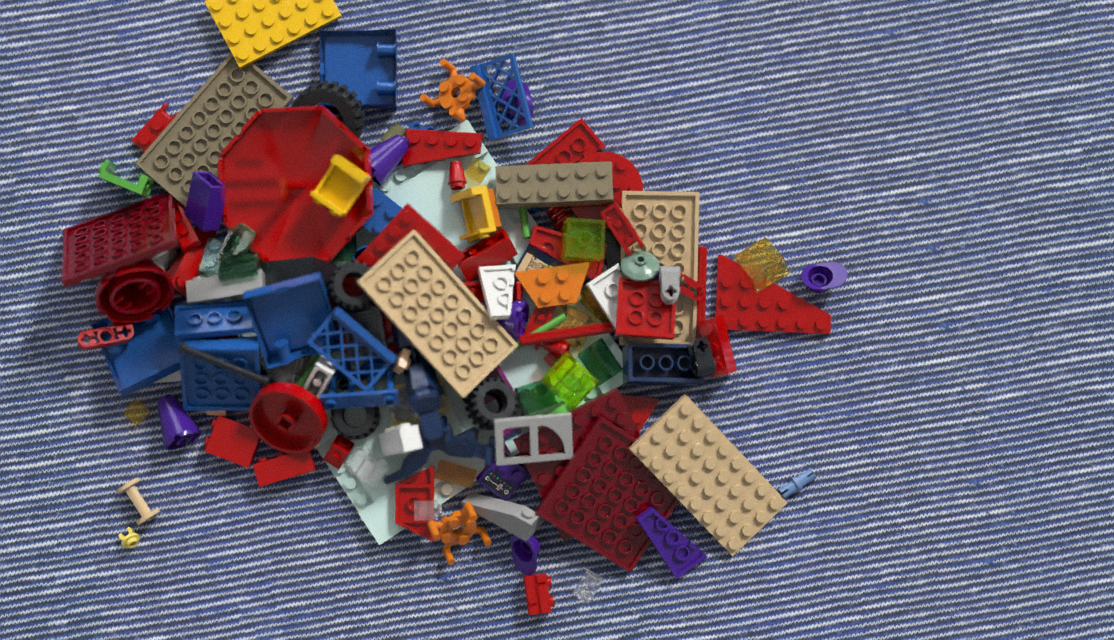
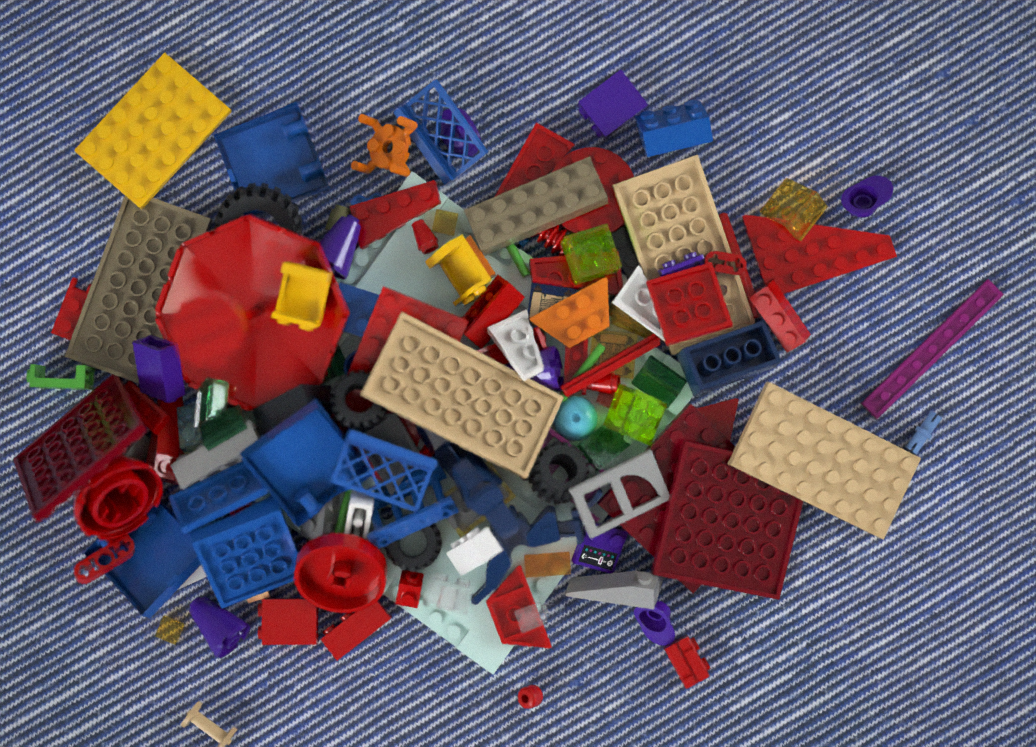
camera: 25 degrees left, 0 degrees up
(223, 364) = (247, 541): black bar -> none
(402, 574) = (530, 696): none -> red piece
(403, 361) = (444, 463): light nougat plate -> none
(450, 536) = (565, 632): orange plate -> none
(522, 366) = (576, 418): none -> medium azure cylinder
(587, 586) = (738, 632): clear bracket -> none
(621, 227) = (627, 225): red hinge -> none
(640, 266) = (664, 259): sand green dish -> none
(647, 126) = (611, 105): none -> dark purple brick
(669, 281) = (703, 263): light grey piece -> none
(670, 543) = (813, 552): dark purple wing -> none
(689, 163) = (674, 128): none -> blue brick
(701, 359) = (771, 336): black piece -> none
(830, 418) = (932, 349): none -> magenta tile

